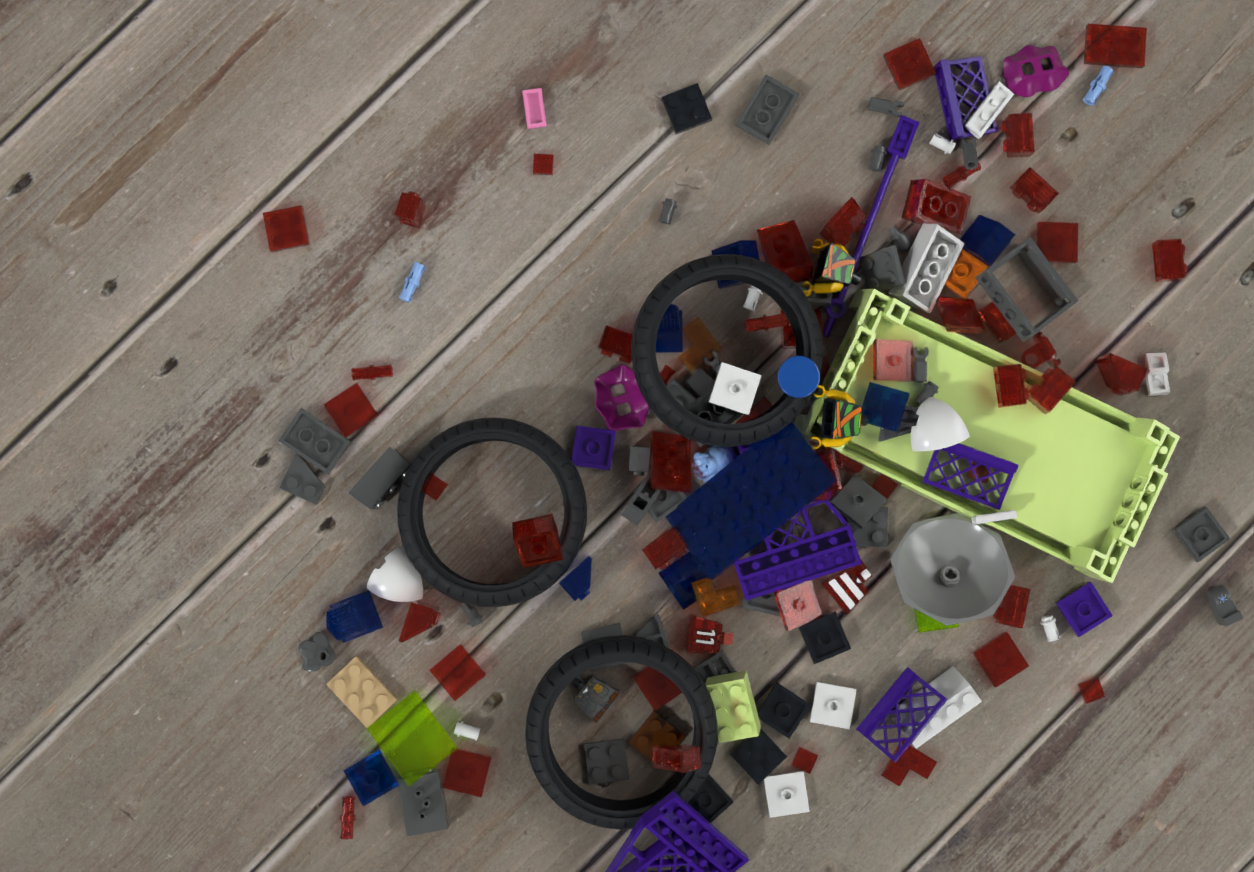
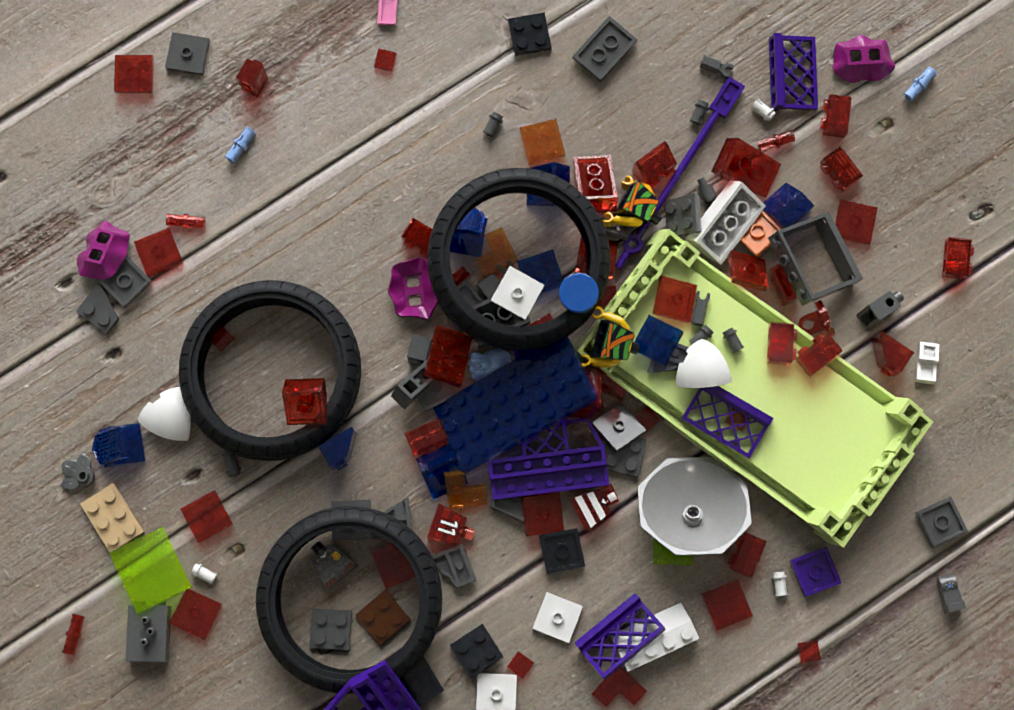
camera: 10 degrees right, 5 degrees down
(305, 421) = (113, 252): none -> magenta piece
(337, 196) = (187, 53): none -> dark grey plate
(371, 777) = (103, 598): clear blue slope -> none
(381, 479) = (171, 320): dark grey slope -> none
(419, 619) = (179, 459): clear red slope -> none
(593, 447) = (378, 330): dark purple plate -> none
(677, 758) = (394, 629): clear red arch -> none
(721, 219) = (542, 141): none -> clear orange plate
(734, 706) = (461, 598): yellowish green brick -> none
(748, 354) = (543, 269): none -> clear blue plate
(752, 298) = (556, 219): white pin -> none
(765, 322) = (557, 237): clear red axle -> none
(783, 710) = (508, 612): black plate -> none
(909, 64) = (746, 32): clear red plate -> none
(960, 391) = (733, 340): none -> dark grey pin
(969, 154) = (786, 124): dark grey bar -> none
(988, 110) = (812, 87): white tile -> none
(994, 517) = (742, 463): white tile -> none
(1101, 328) = (880, 309): none -> dark grey torso
(1115, 45) = (943, 50): clear red plate -> none

